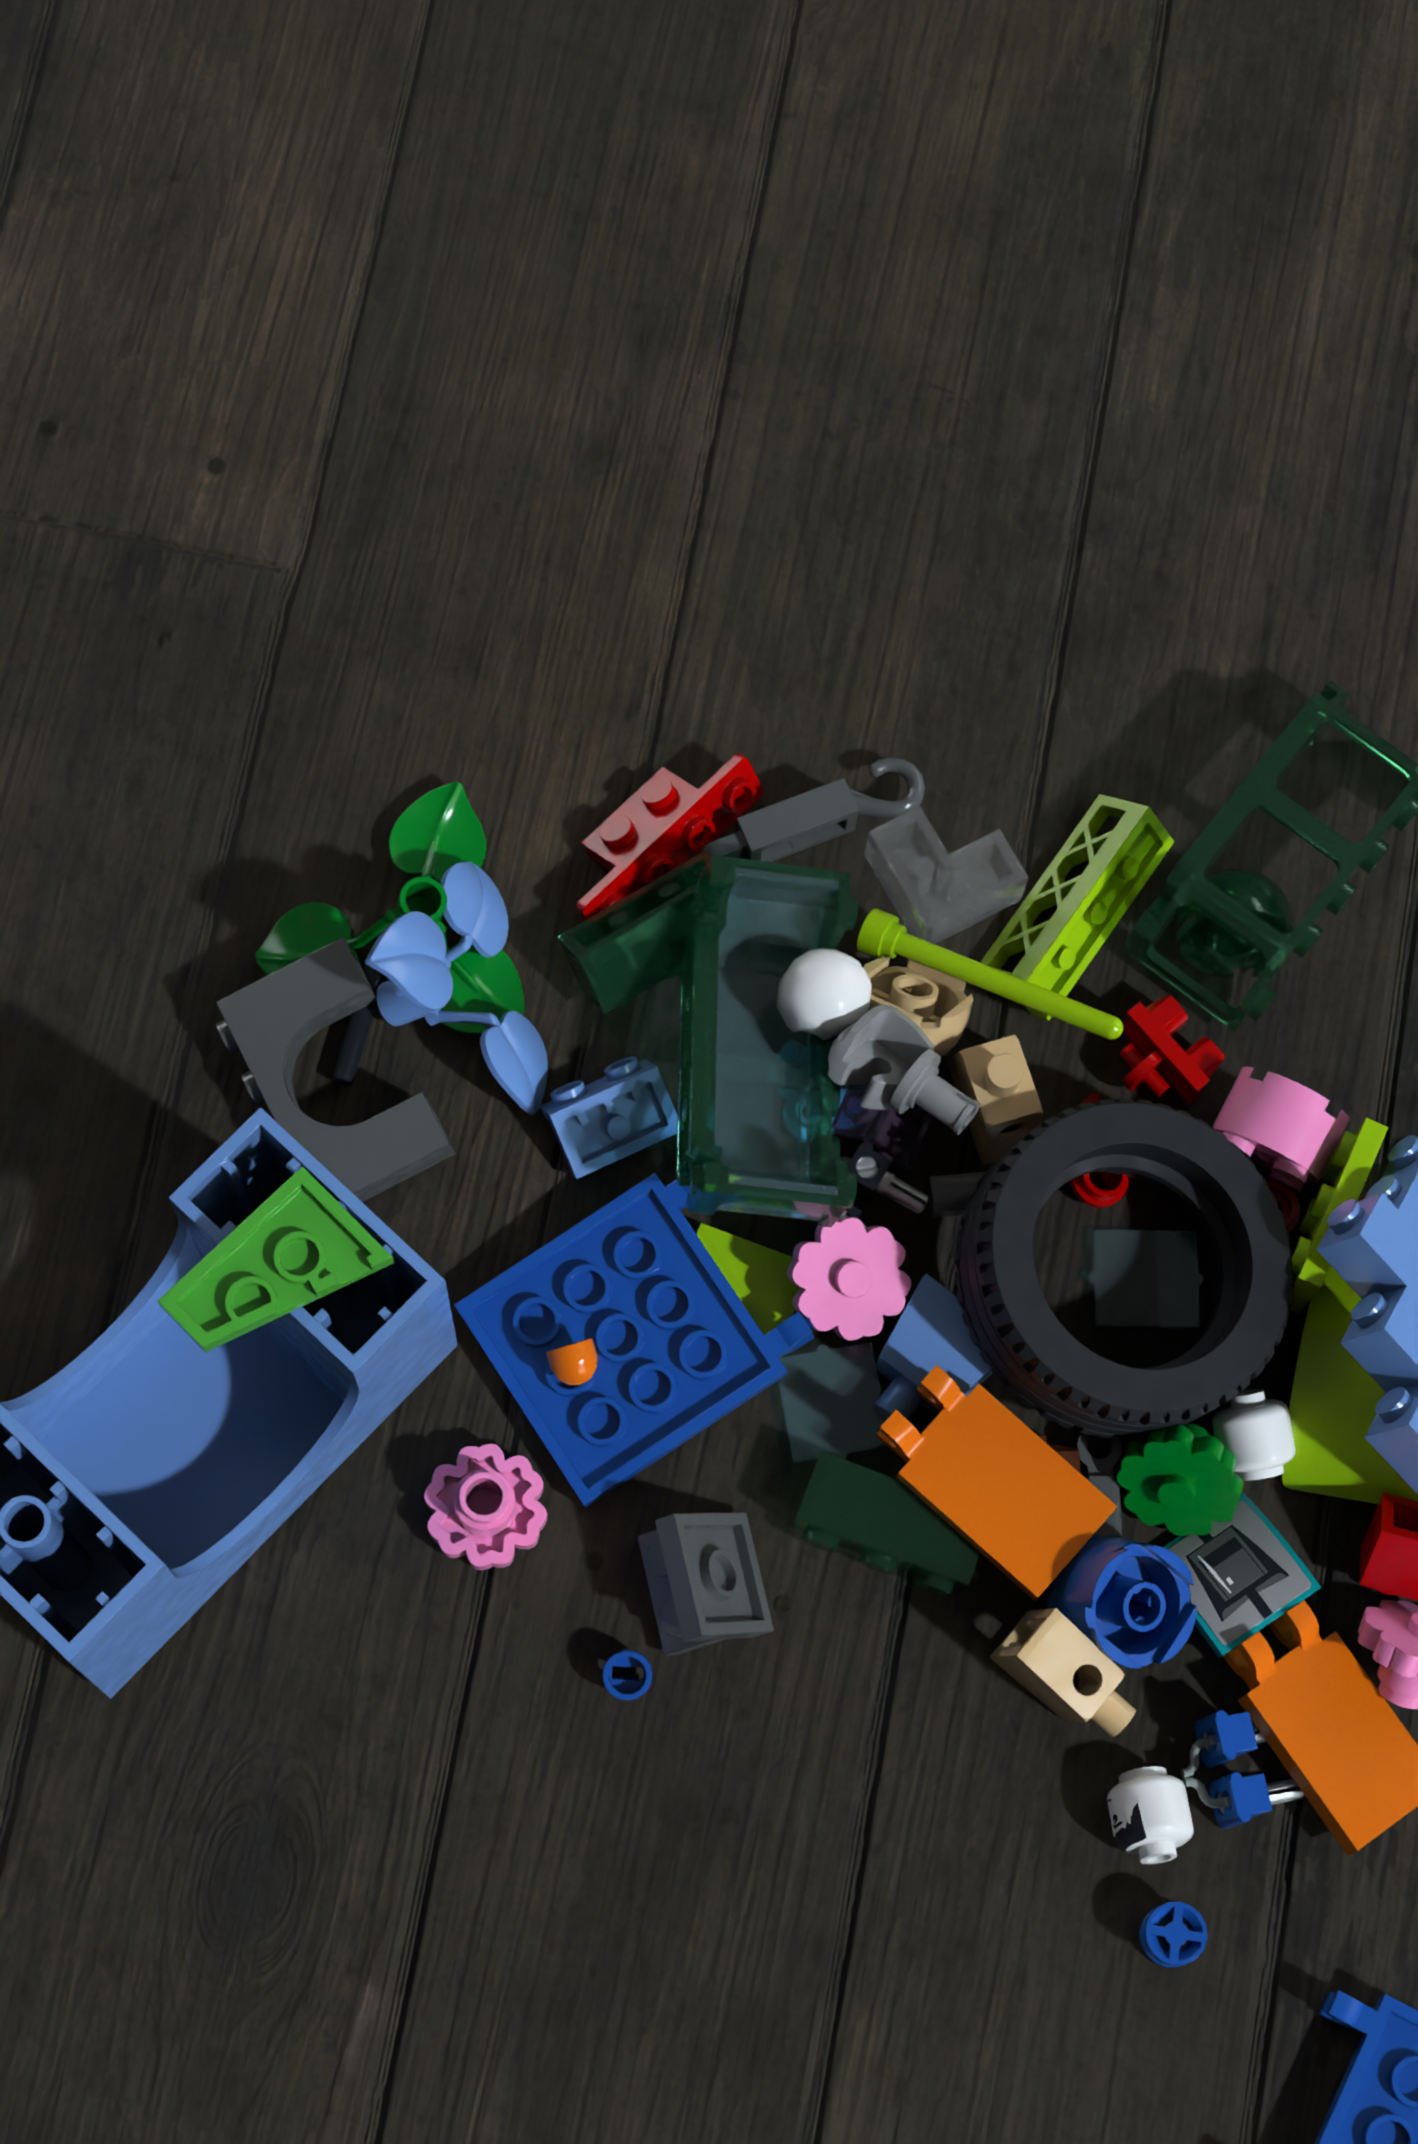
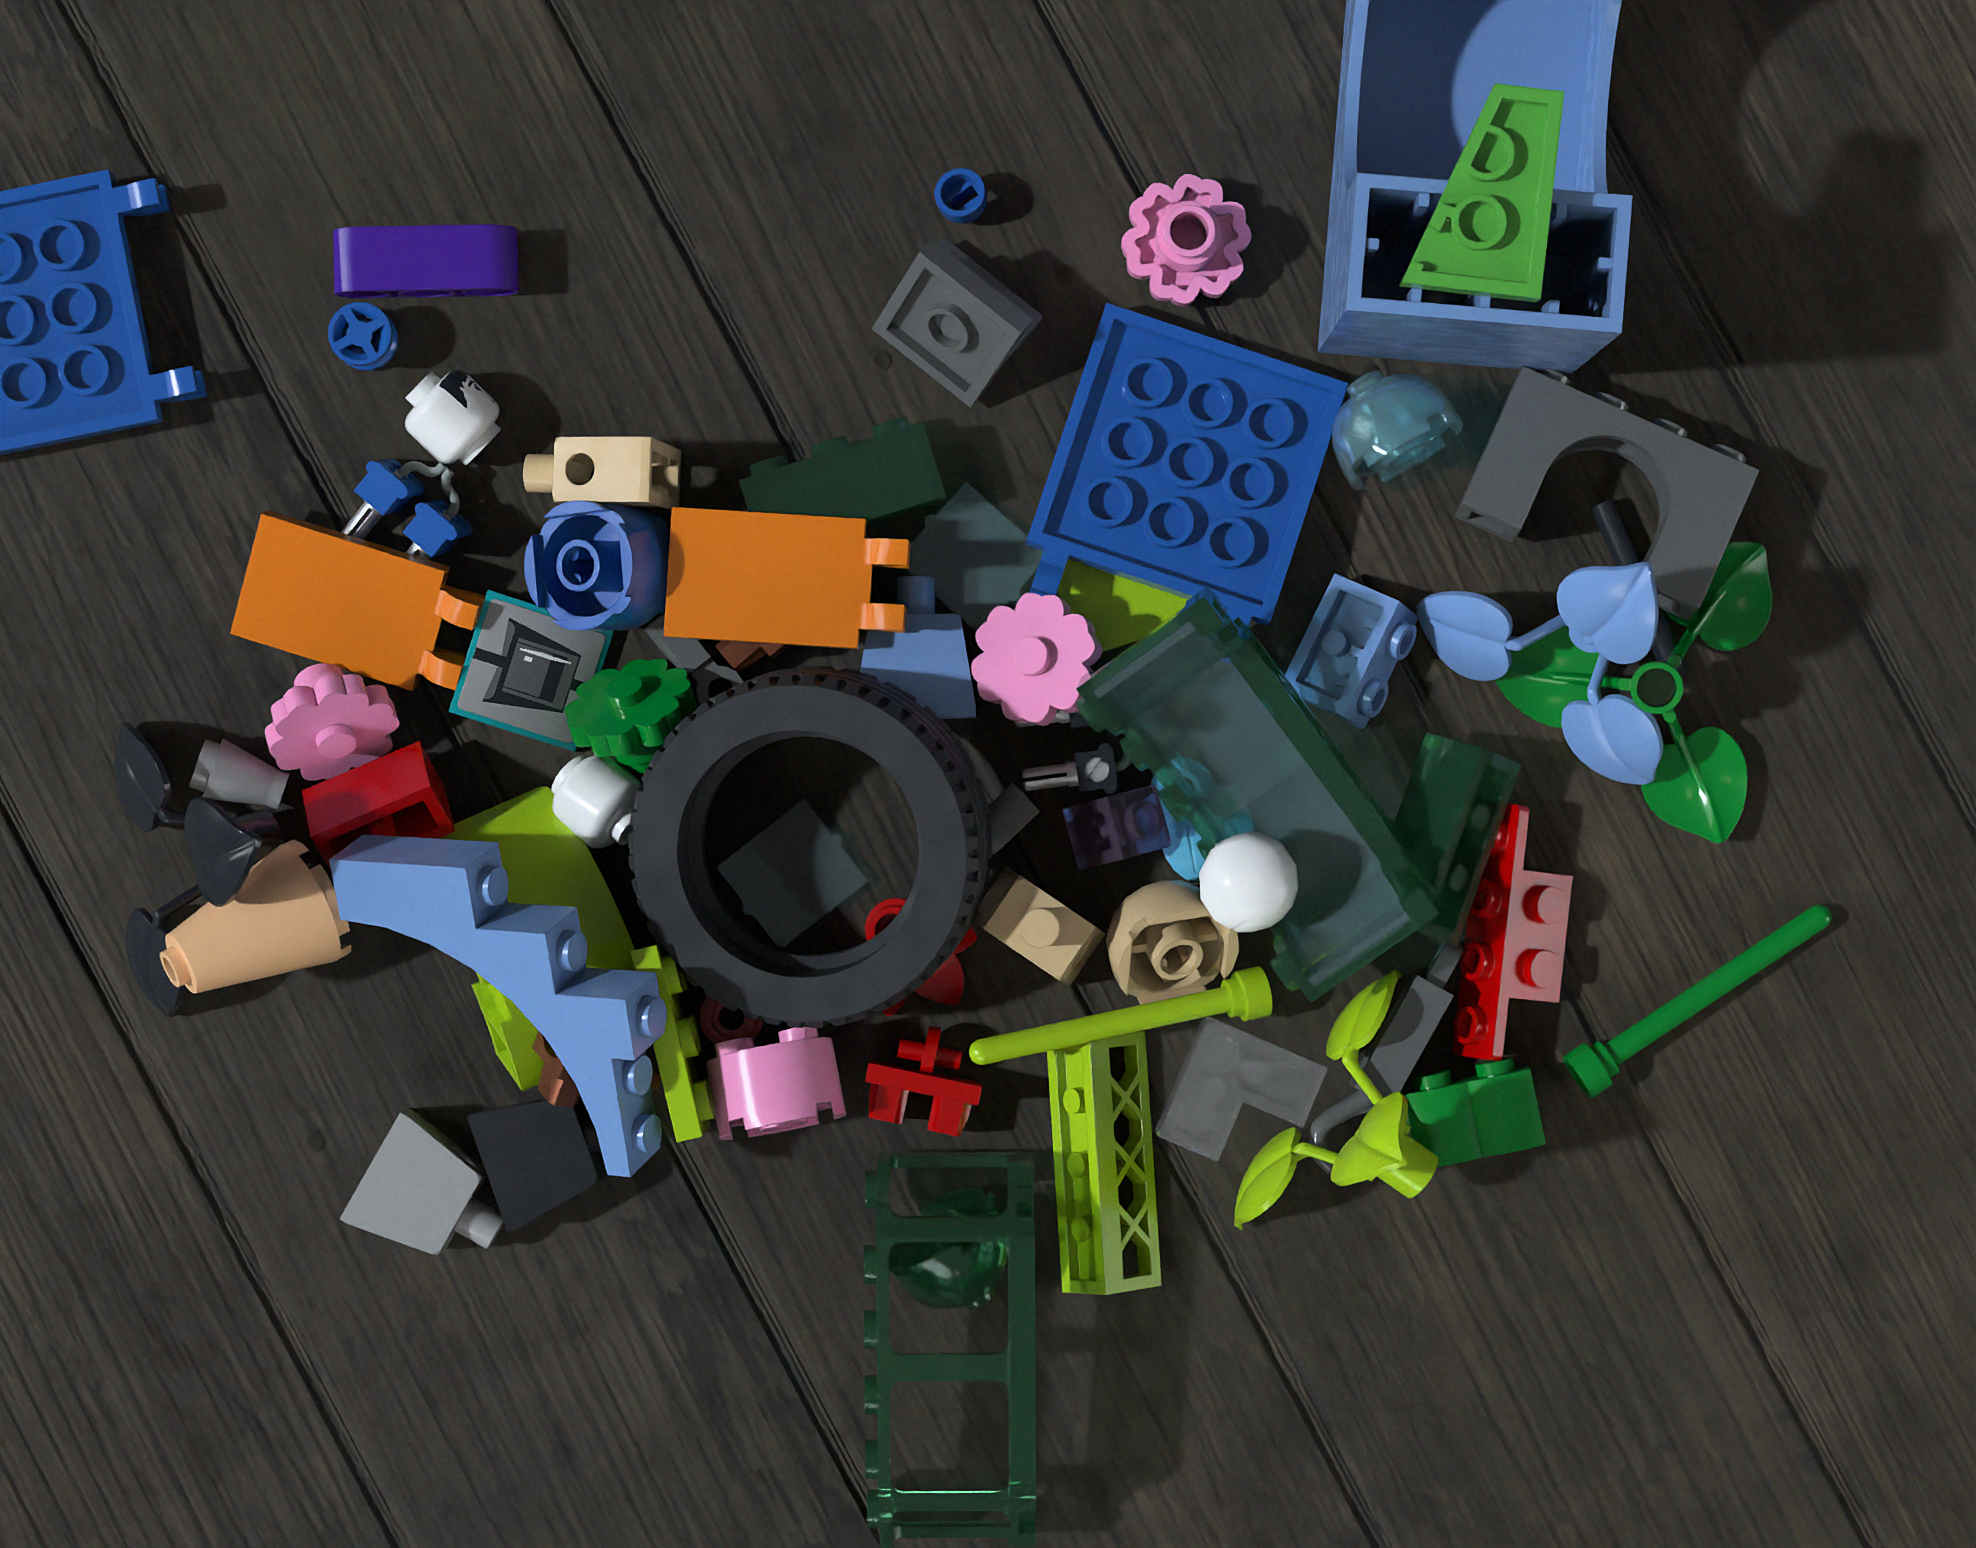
camera: 140 degrees right, 15 degrees up
(456, 1243) = (1390, 426): none -> clear light blue cylinder
(574, 1362) = (1209, 406): orange hinge -> none
(669, 706) = (1598, 1063): none -> green piece
(787, 735) = (1475, 1113): none -> green brick
(872, 739) = (1378, 1146): none -> lime plant
(898, 1067) = (1135, 871): light grey piece -> none
(1080, 1954) = (425, 261): none -> dark purple beam

